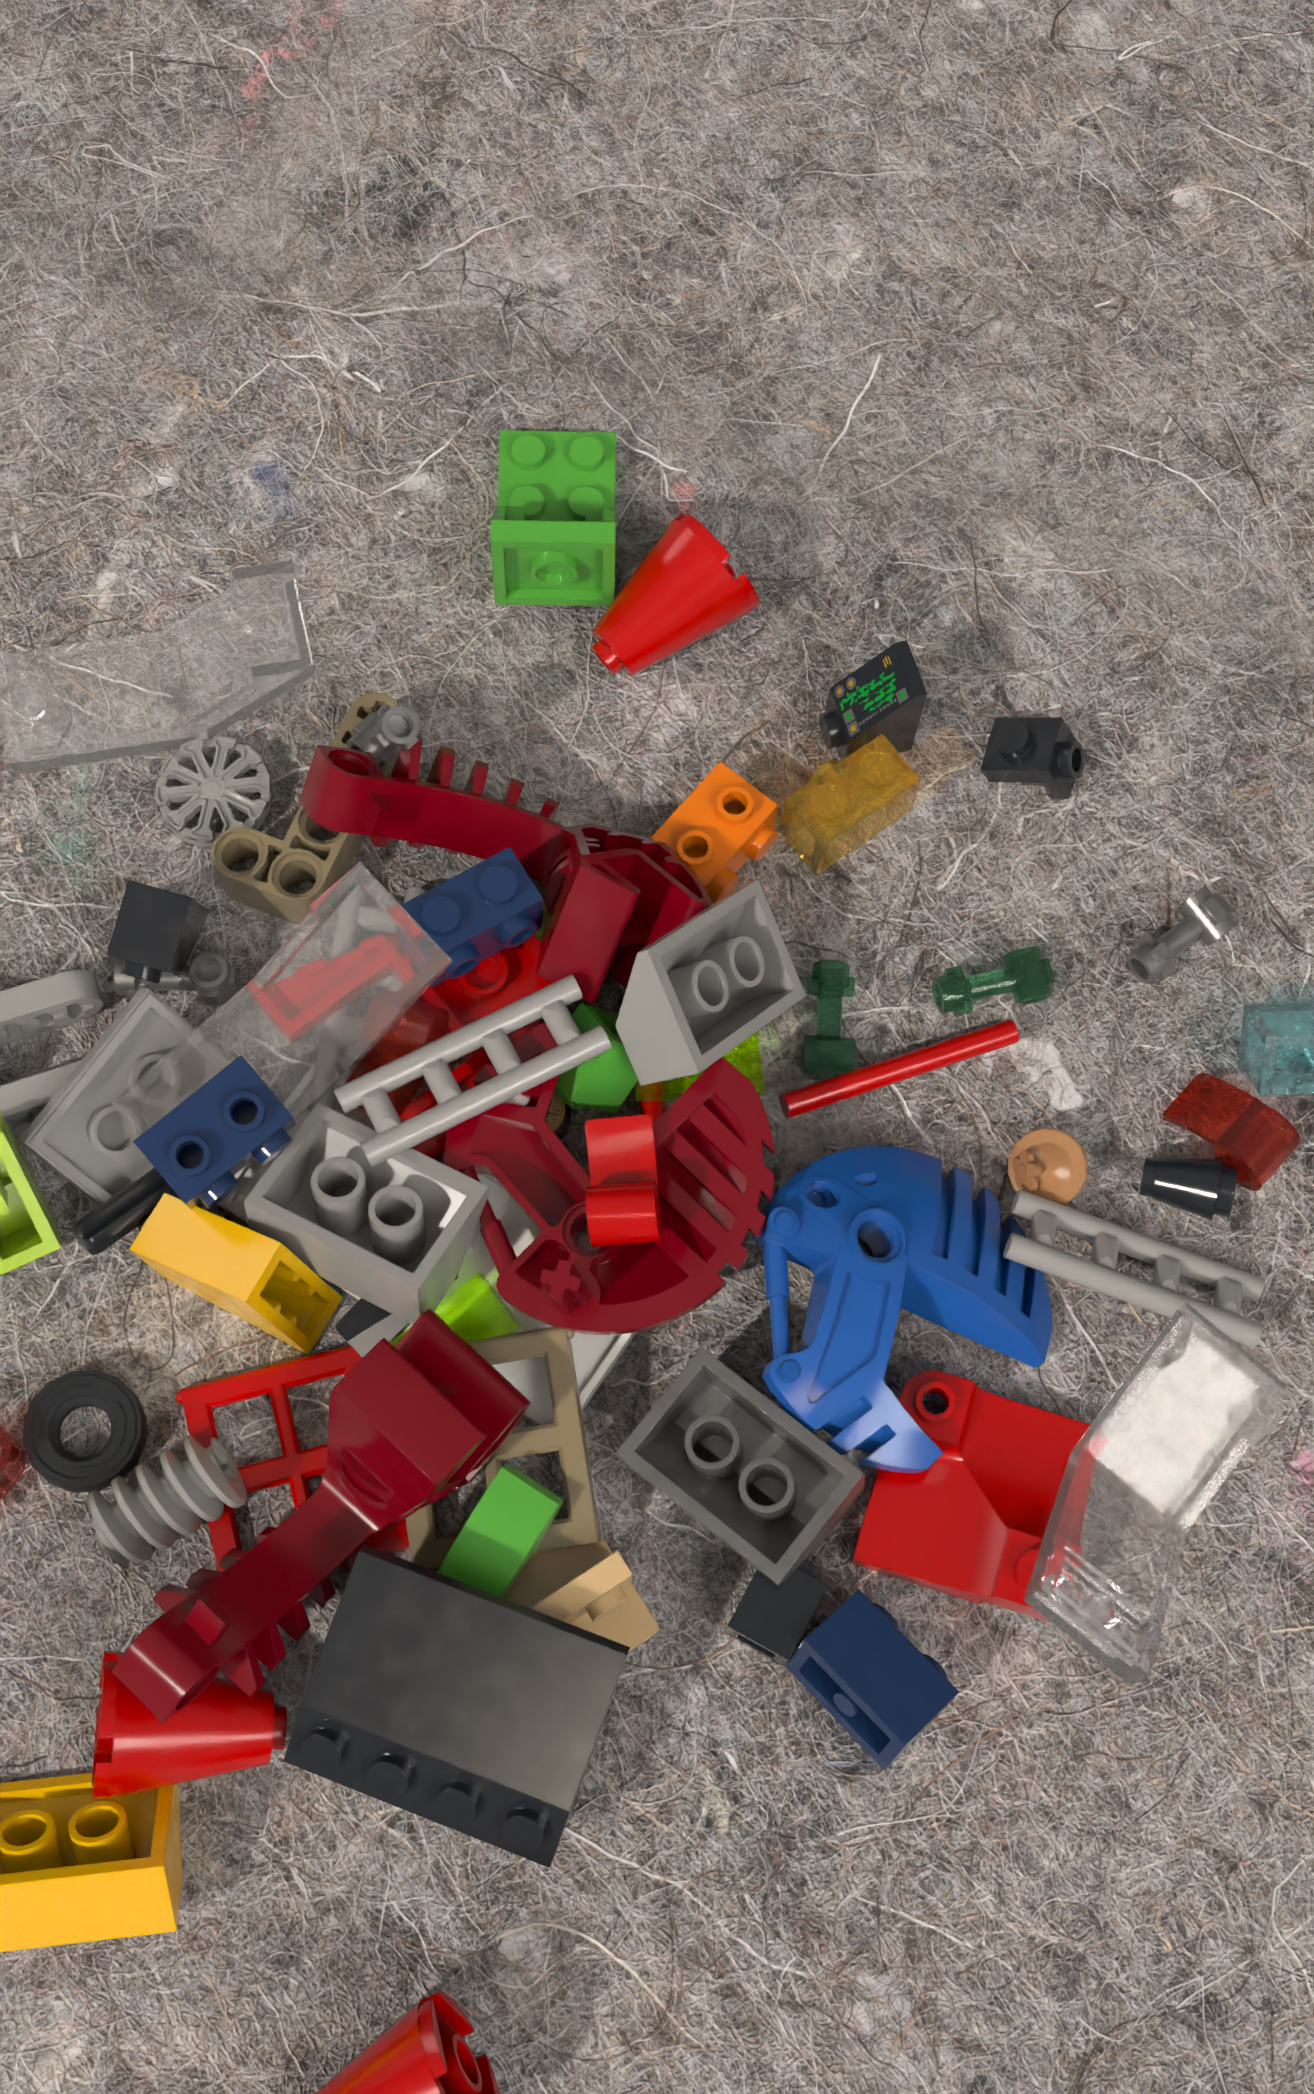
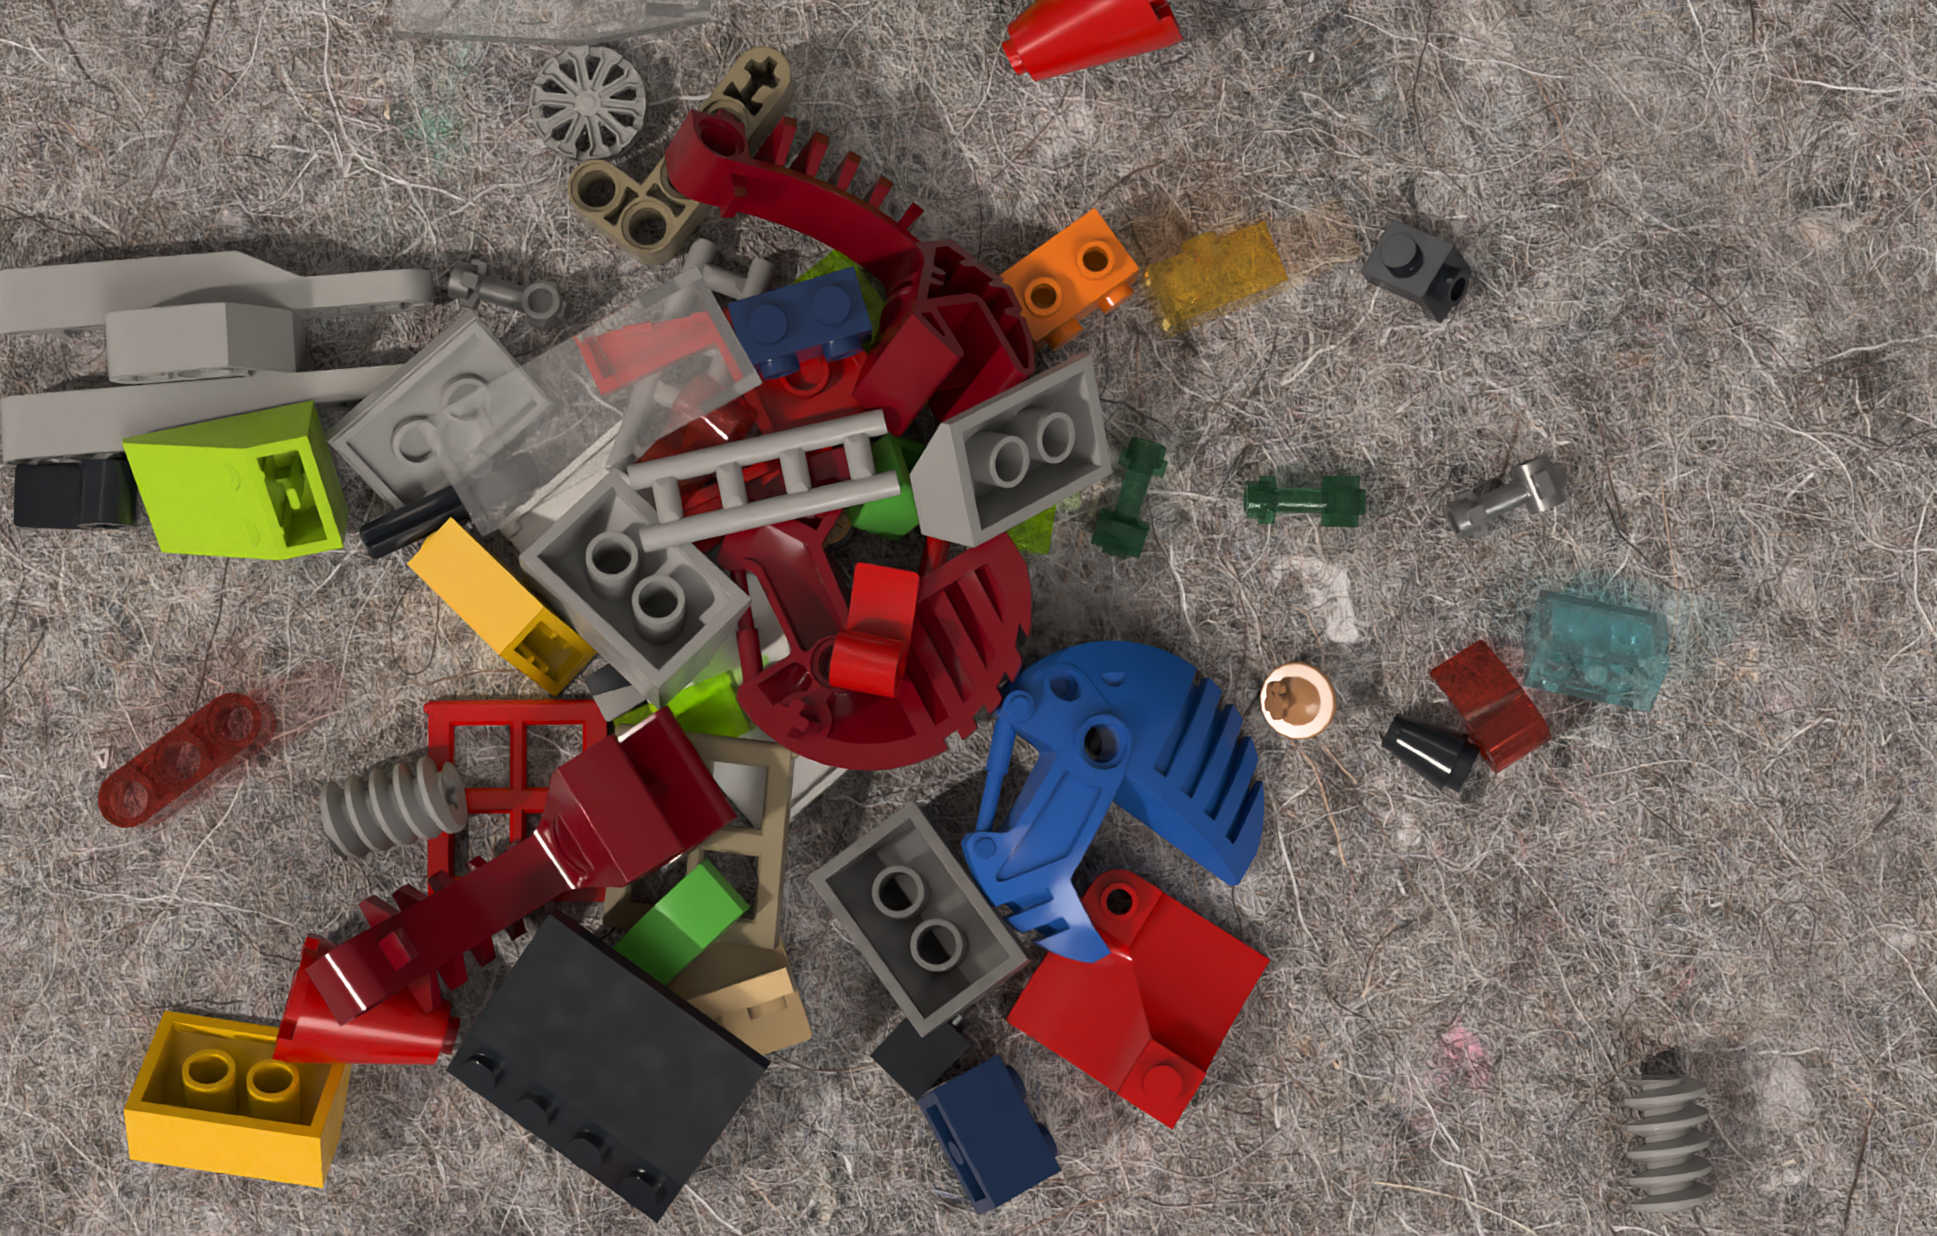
camera: 15 degrees right, 15 degrees up
(56, 1402) = (295, 710): black tyre -> none
(155, 931) = (497, 252): black slope -> none
(217, 1135) = (507, 485): dark blue brick -> none
(386, 732) = (763, 106): flat silver bar -> none
(875, 700) = (1266, 185): black slope -> none
(898, 1068) = (1185, 564): red bar -> none
(1101, 1272) = (1384, 815): light grey bar -> none
(1143, 1484) = (1286, 1028): clear windscreen -> none

